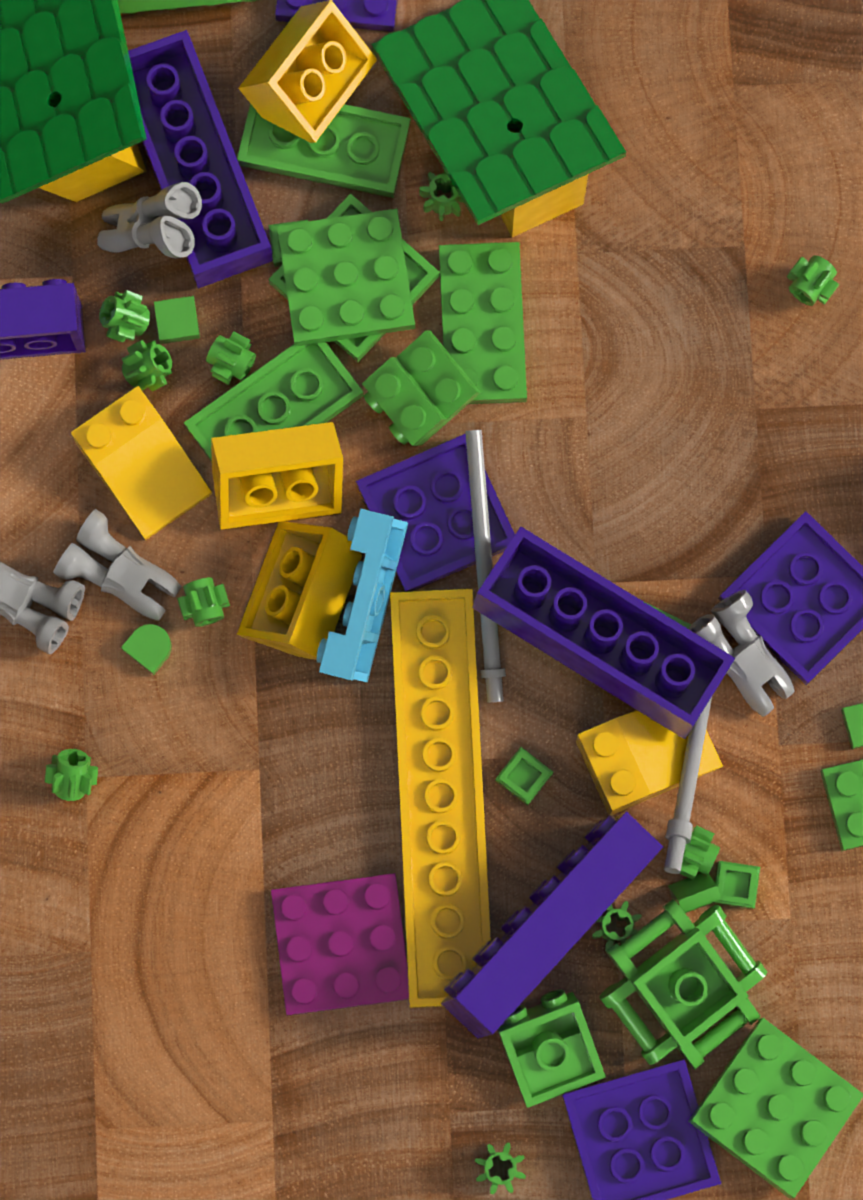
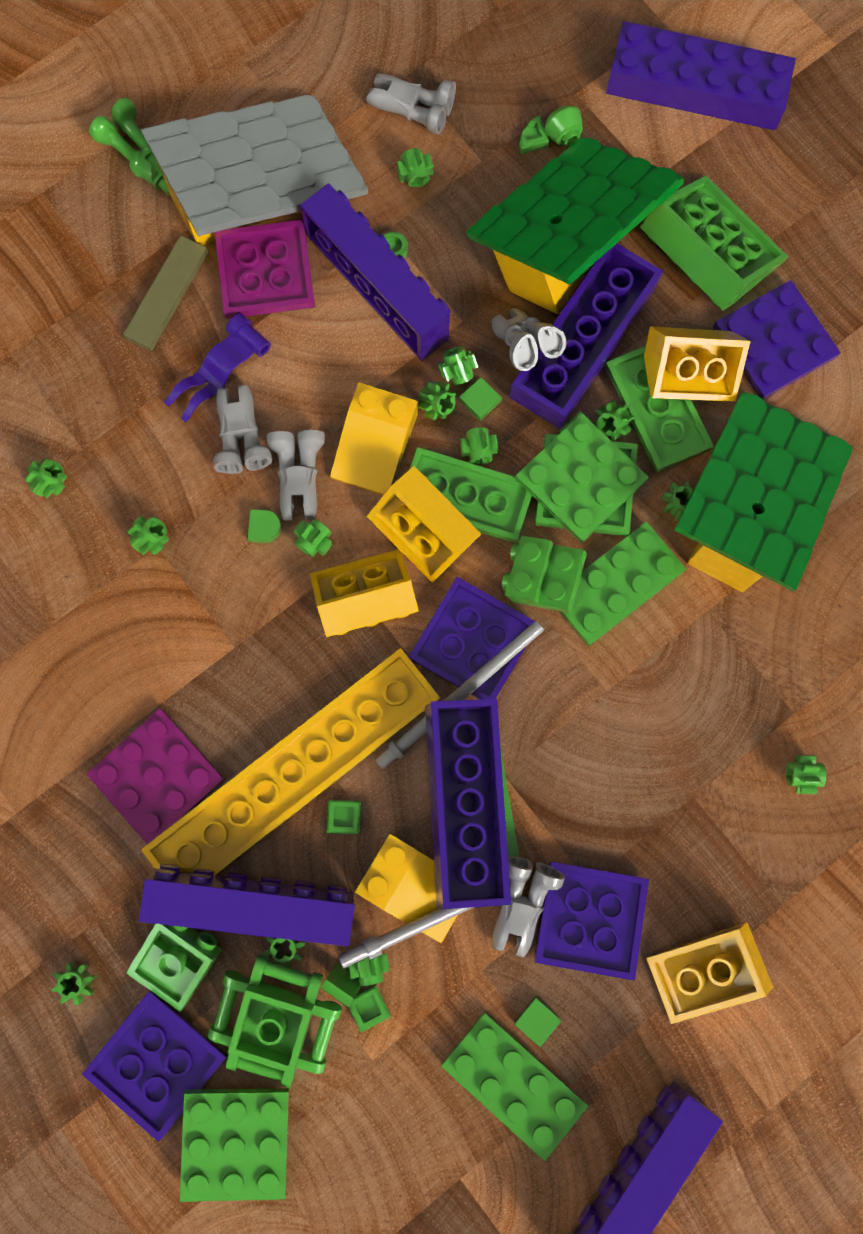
camera: 55 degrees right, 0 degrees up
(304, 188) = (613, 412): none -> bright green gear
(353, 653) = (422, 617): medium azure piece -> none

